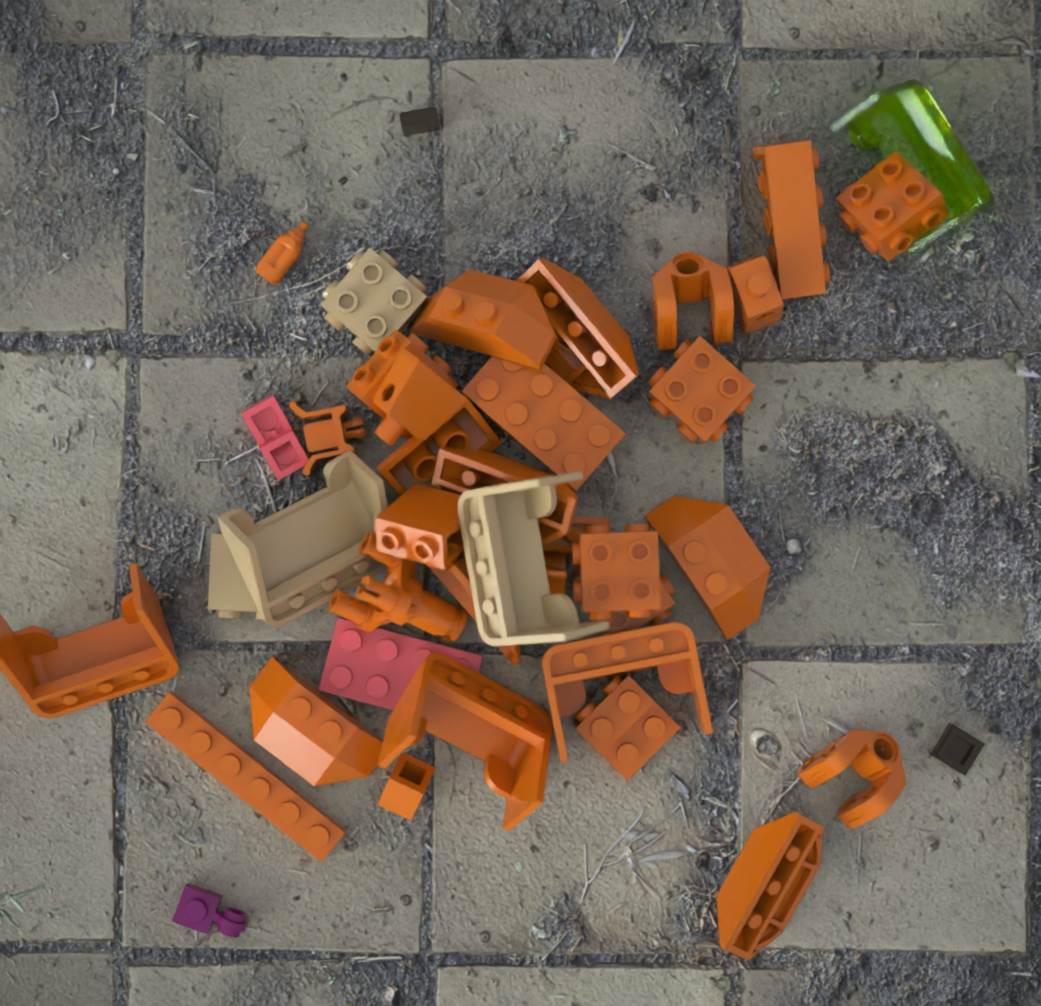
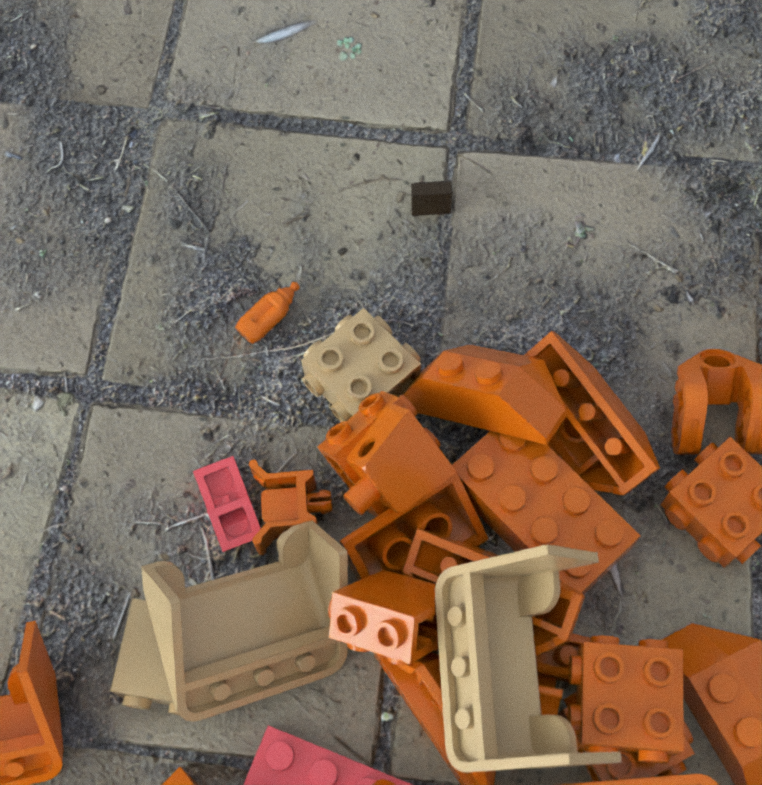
camera: 10 degrees right, 20 degrees down
(397, 599) = (346, 706): orange wheel -> none

